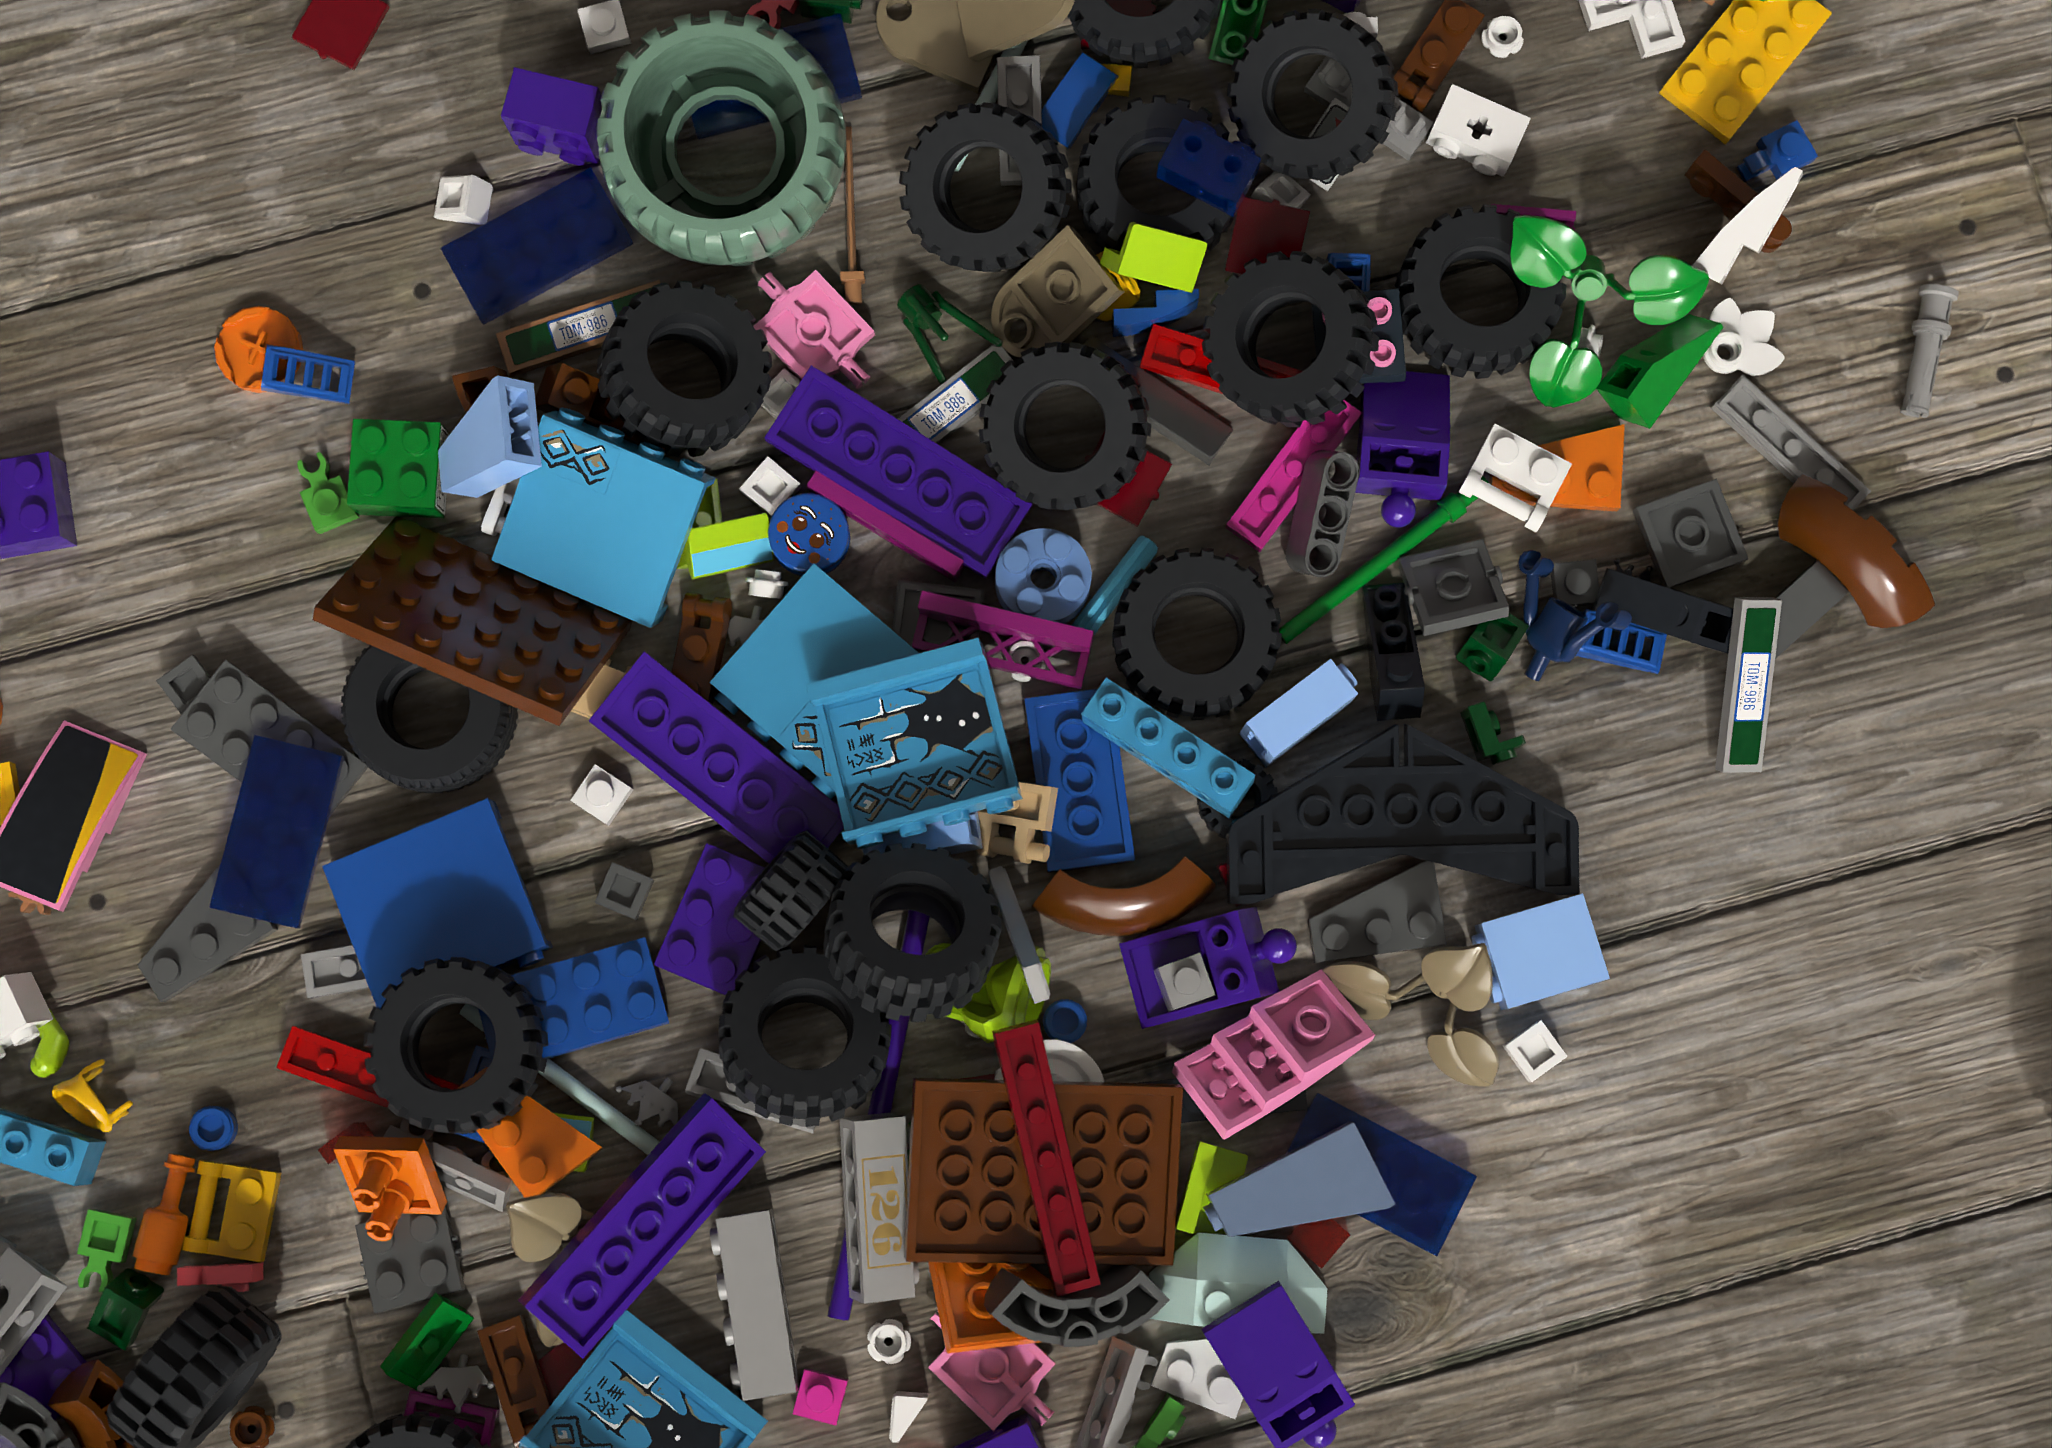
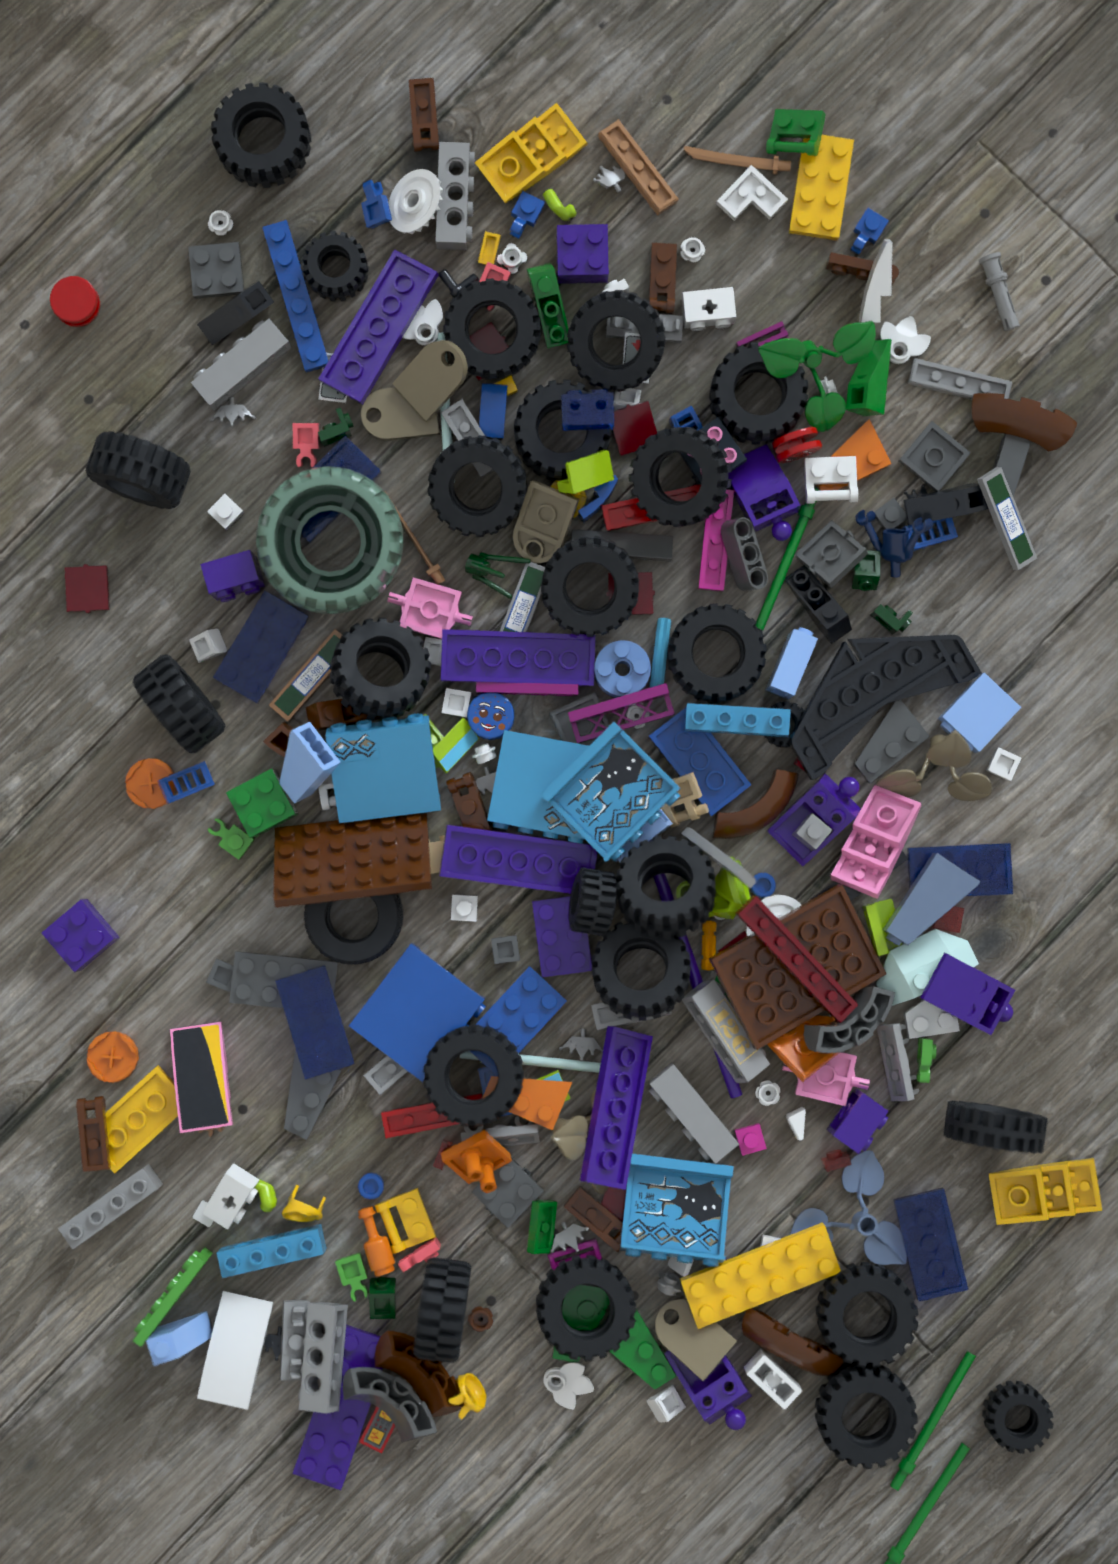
camera: 35 degrees left, 5 degrees up
(360, 248) = (178, 704): none -> black tyre
(933, 1058) = (708, 944): none -> light orange axle
(1493, 398) = (794, 445): none -> red head

